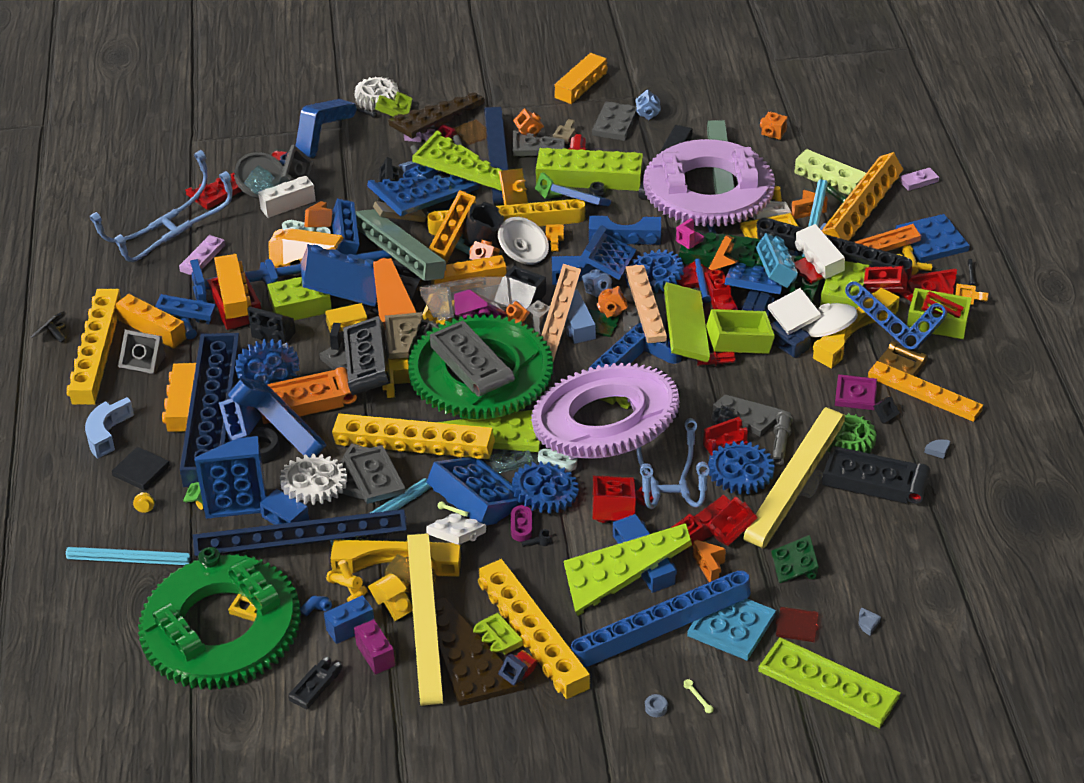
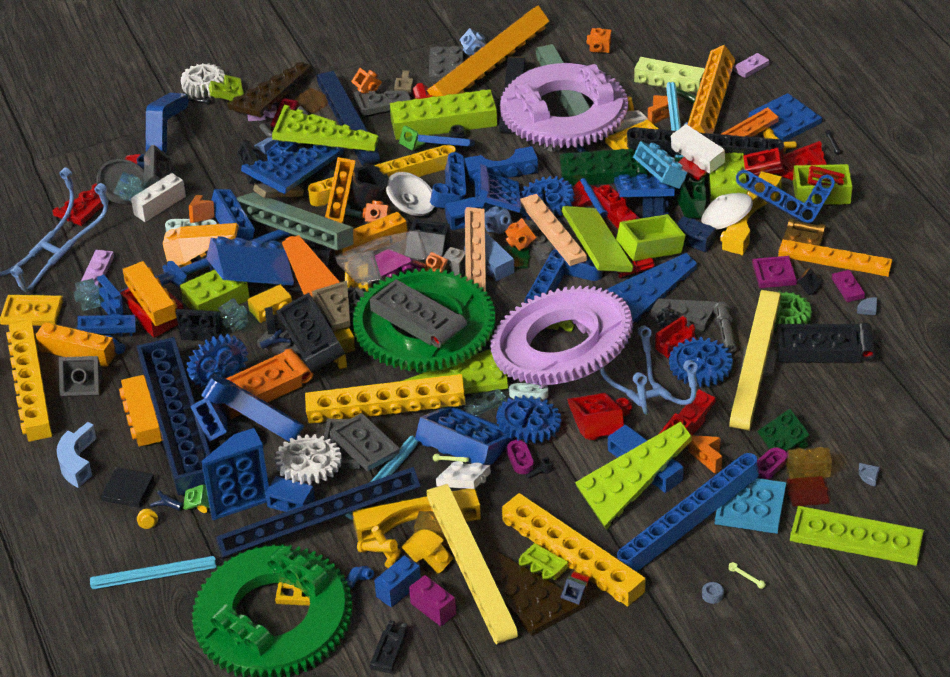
camera: 15 degrees left, 0 degrees up
(128, 279) = (31, 307): none -> yellow tile
(169, 489) = (167, 501): none -> dark blue bar
(181, 275) = (87, 290): none -> clear light blue brick
(209, 557) = (241, 553): dark green plate -> none
(306, 324) = (233, 315): none -> clear light blue brick
(335, 354) = (274, 339): none -> dark blue bar
(513, 186) = (380, 144): light orange piece -> none
(555, 233) = (434, 178): light orange plate -> none
(568, 246) = (455, 182): none -> blue beam
(581, 78) = (397, 29): light orange brick -> none
(660, 118) = (490, 54): none -> light orange brick
(687, 236) = (565, 158): dark pink panel -> none
(709, 384) = (645, 288): none -> blue wing
(721, 259) = (606, 175): orange slope -> none
(731, 521) = (715, 412): red hinge -> none
(766, 588) = (771, 462): none -> magenta plate
(794, 311) = (694, 208): white tile -> none
(807, 595) = (809, 462): none -> clear yellow brick
(926, 422) = (848, 286): none -> magenta plate
(969, 291) = (839, 159): light orange plate -> none

